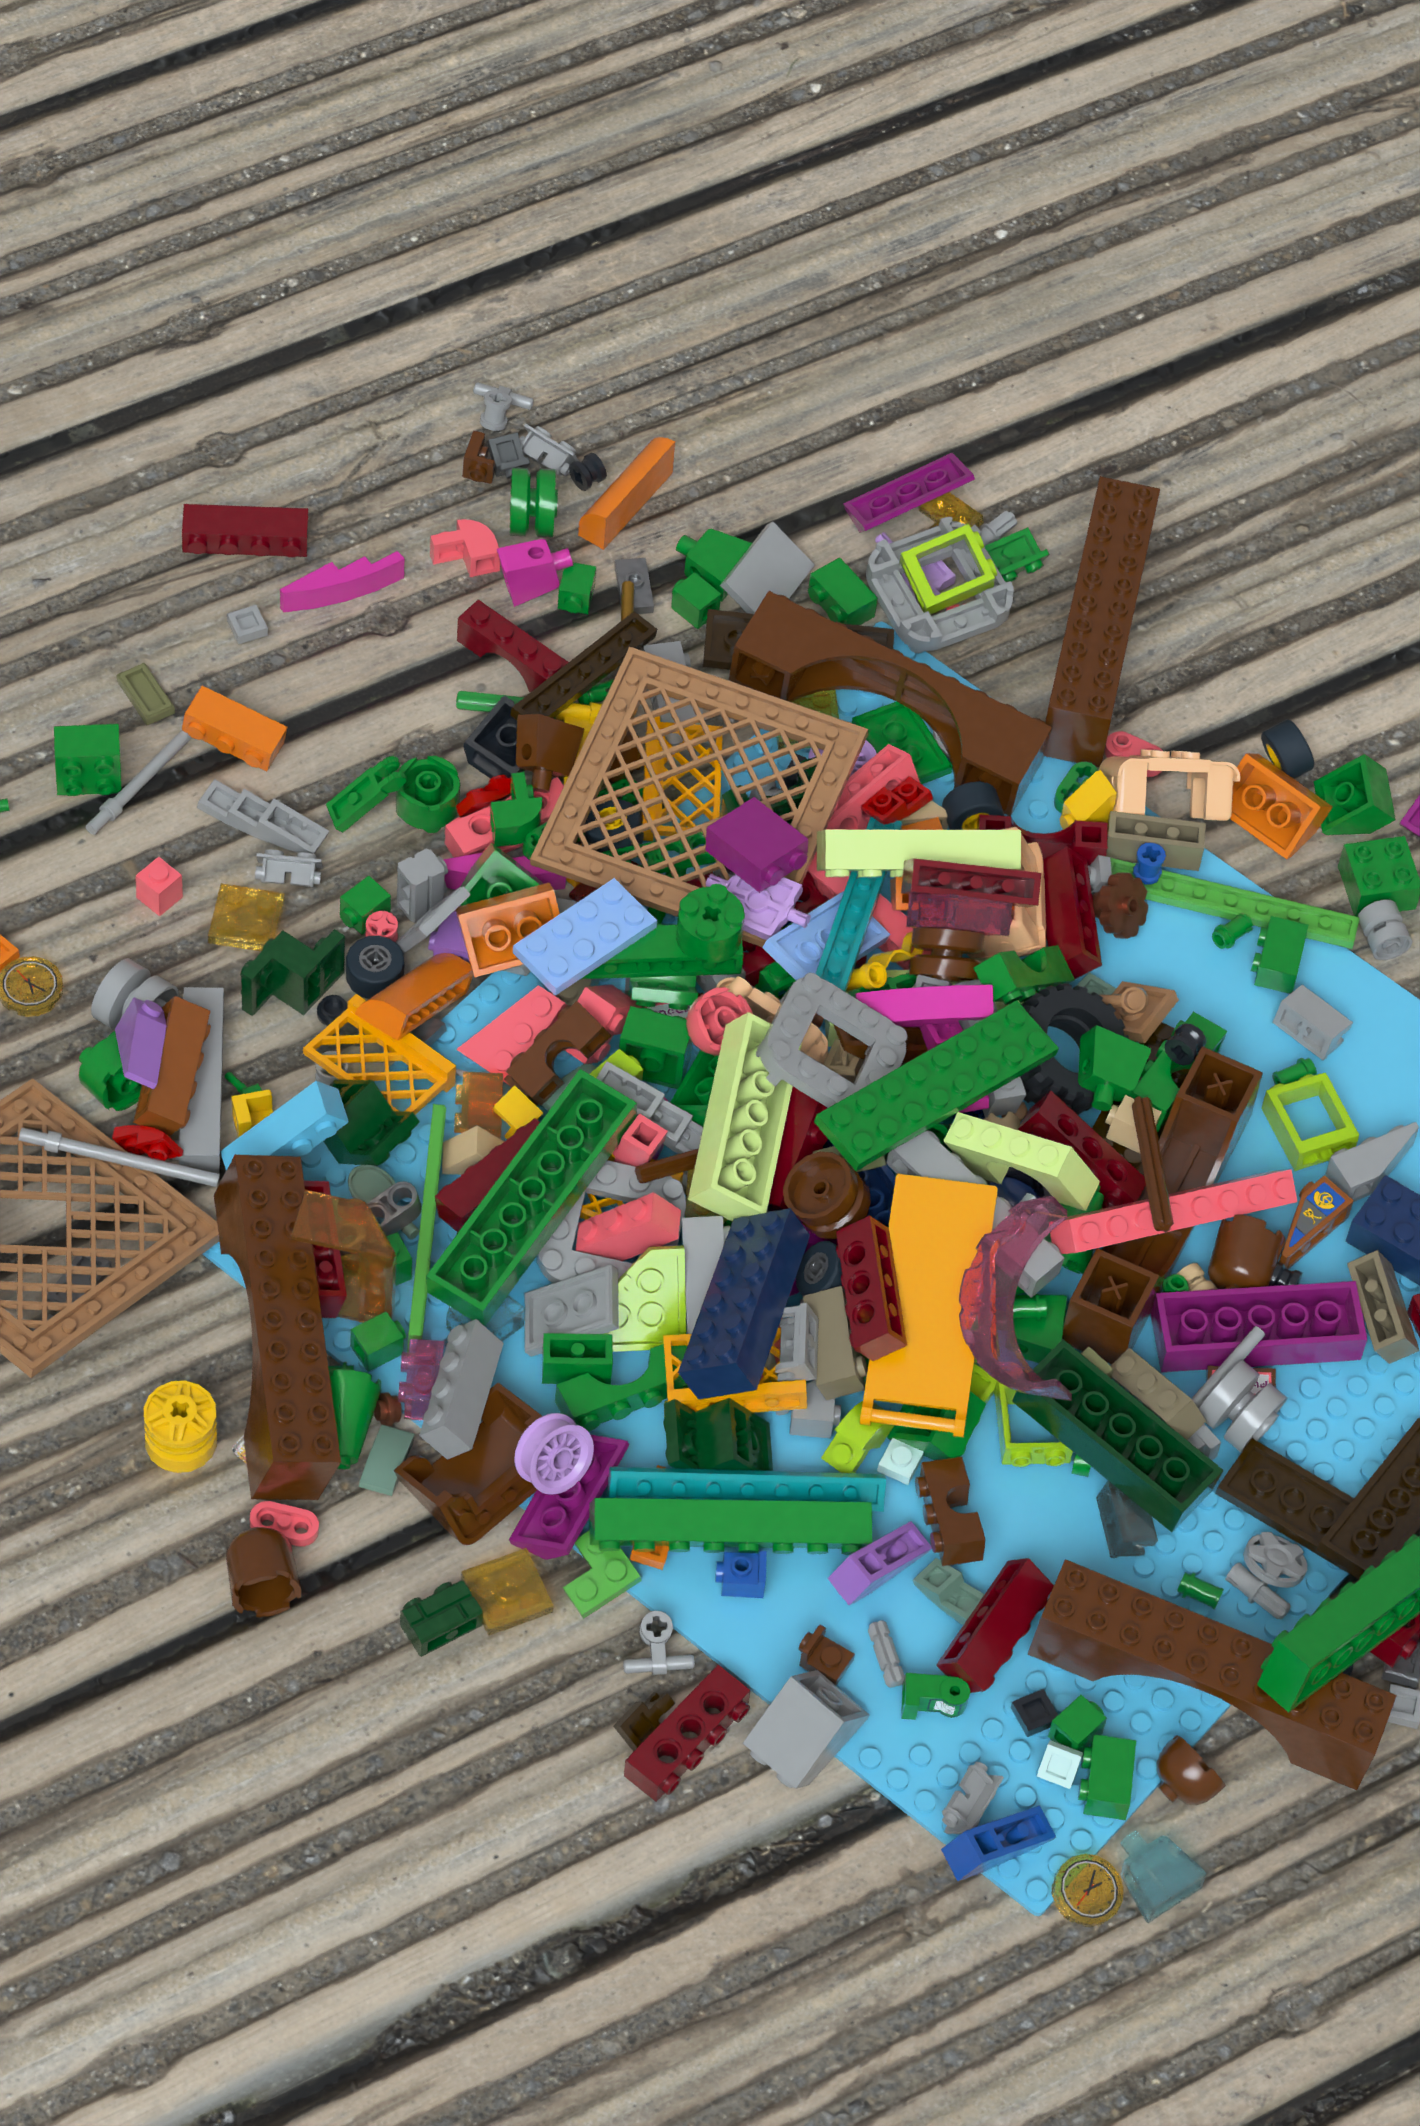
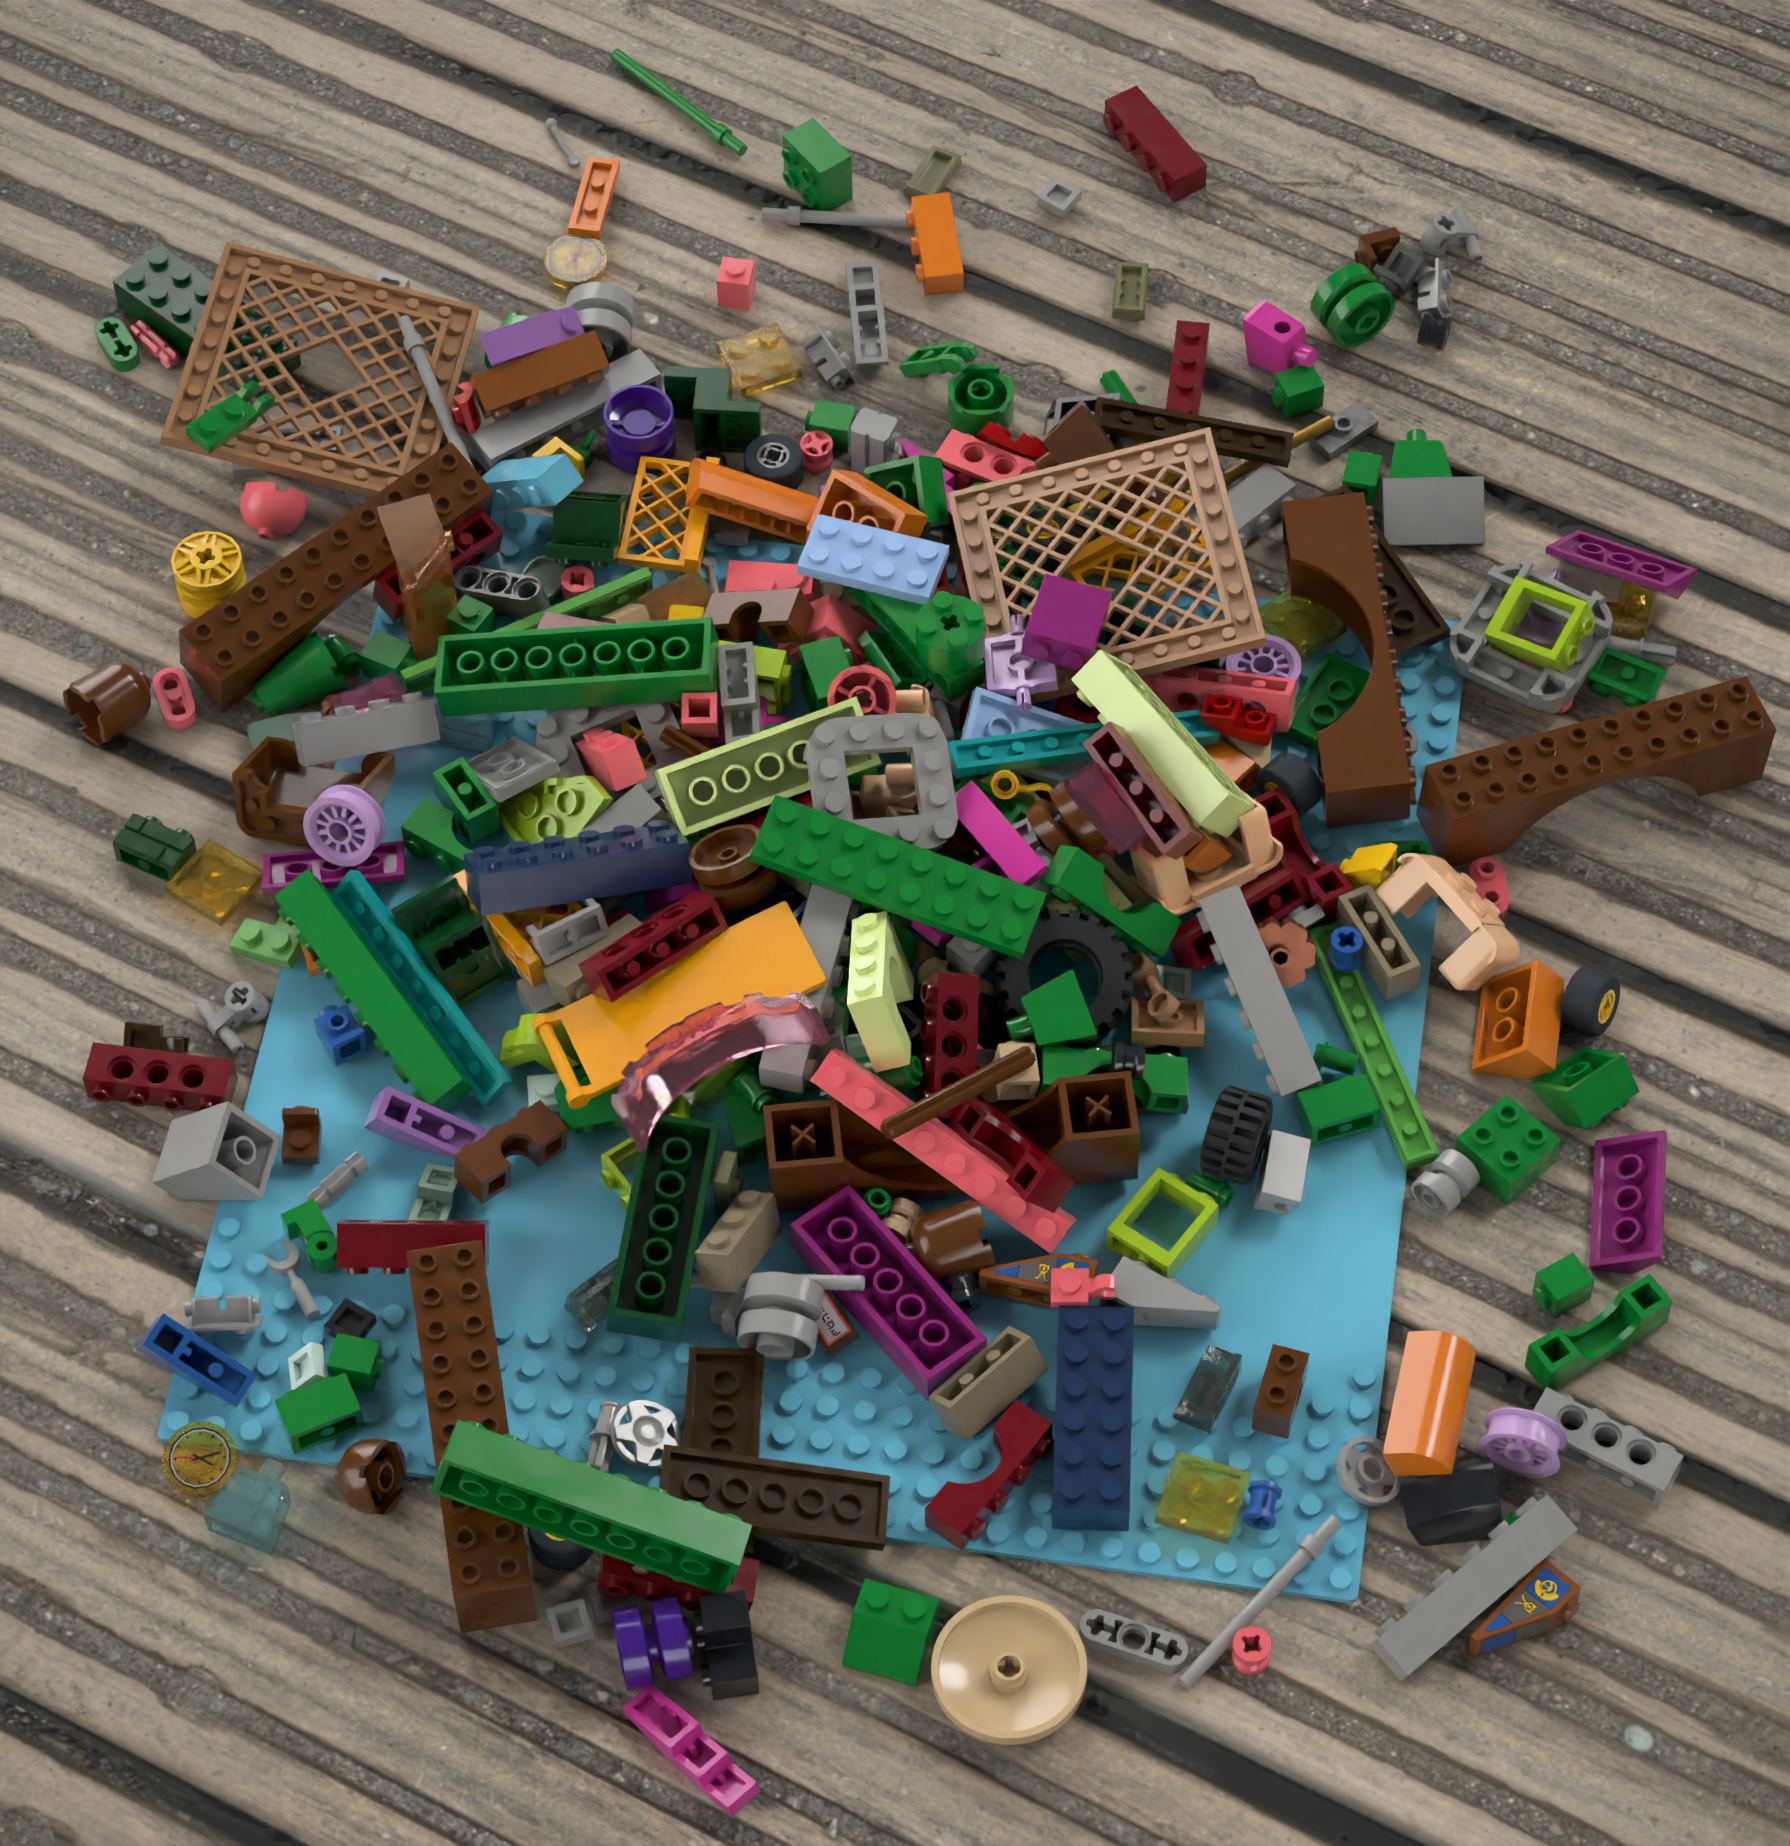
camera: 65 degrees right, 0 degrees up
(49, 1311) = (229, 417): none -> green hinge
(141, 1345) = (272, 510): none -> coral cylinder
(272, 1033) = (638, 425): none -> dark purple wheel
(334, 585) = (1164, 238): dark pink slope -> none
(384, 634) = (1130, 291): none -> olive plate
(396, 1168) = (571, 581): none -> coral wheel
(432, 919) = (817, 462): light grey tile -> none
(470, 542) = (1277, 289): coral brick -> none
(515, 817) = (986, 463): green brick -> none
(628, 493) = (1435, 370): orange brick -> none
(842, 594) = (1462, 576): green brick -> none
(967, 1734) = (288, 1268): none -> light grey piece
(1163, 934) = (1260, 993): none -> light grey brick
(1199, 1590) = (572, 1393): green pin -> none
(1223, 1165) = (1029, 1168): none -> dark red arch
(1276, 1024) = (1236, 1135): none -> black tyre
(1344, 1201) = (1075, 1287): none -> coral plate

